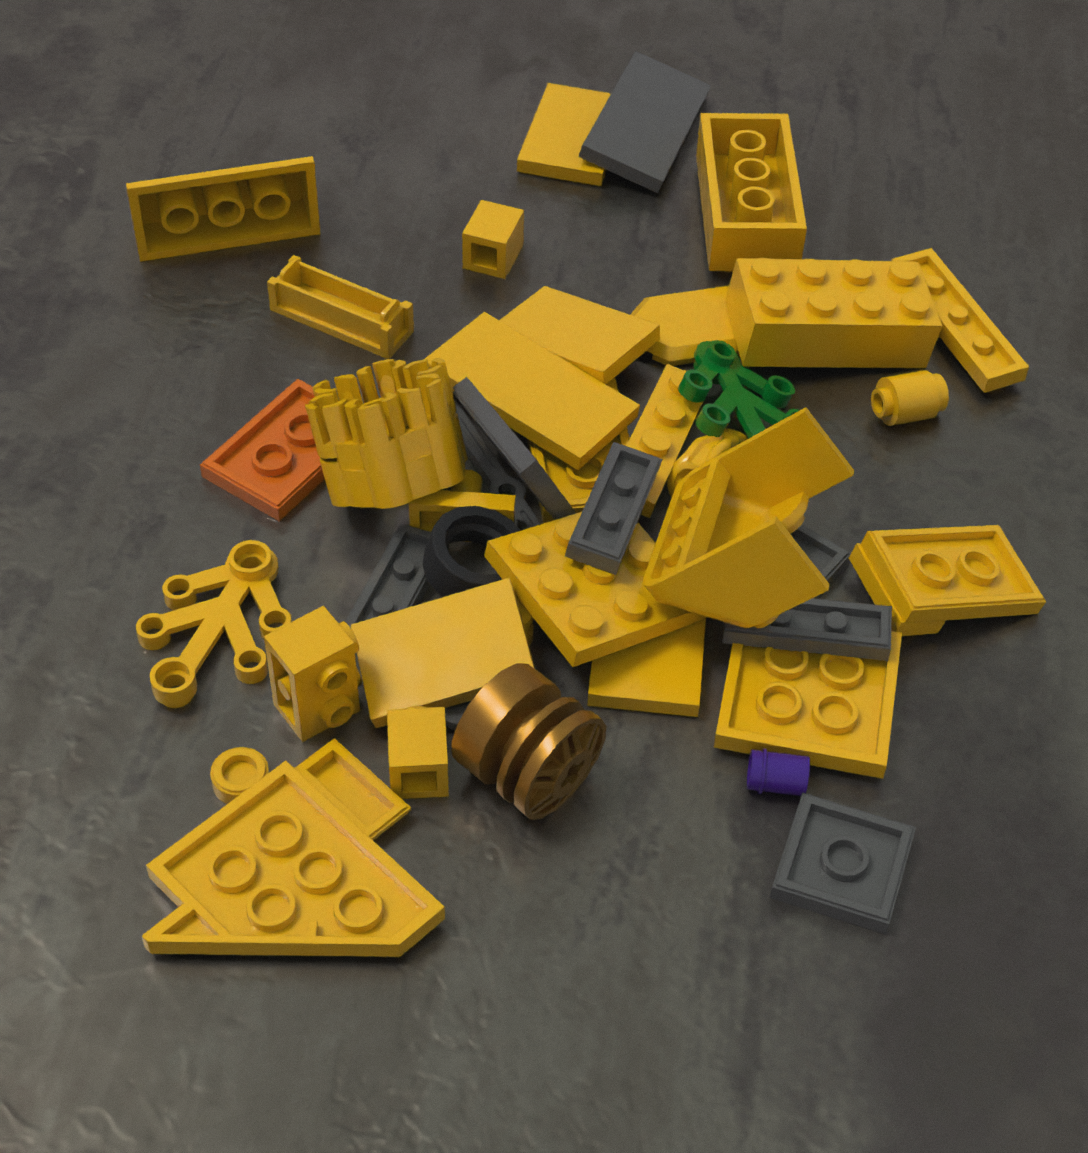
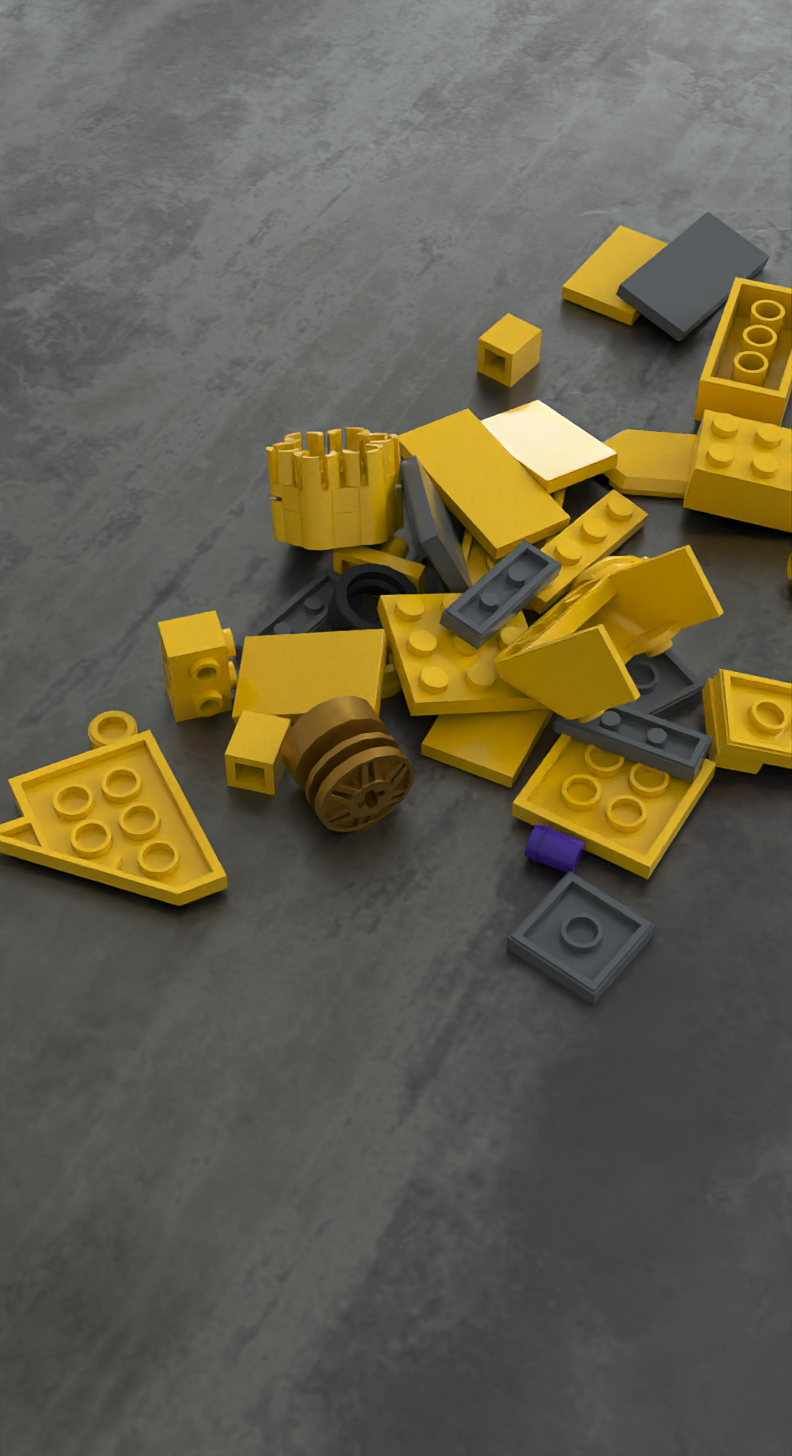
camera: 20 degrees right, 0 degrees up
(224, 208) = (287, 275): yellow slope -> none
(247, 569) = (187, 575): yellow plant -> none
(271, 457) = (236, 493): orange tile -> none
(341, 308) = (354, 380): yellow container -> none
(353, 789) = (196, 769): yellow tile -> none
(719, 364) = (664, 502): green plant -> none

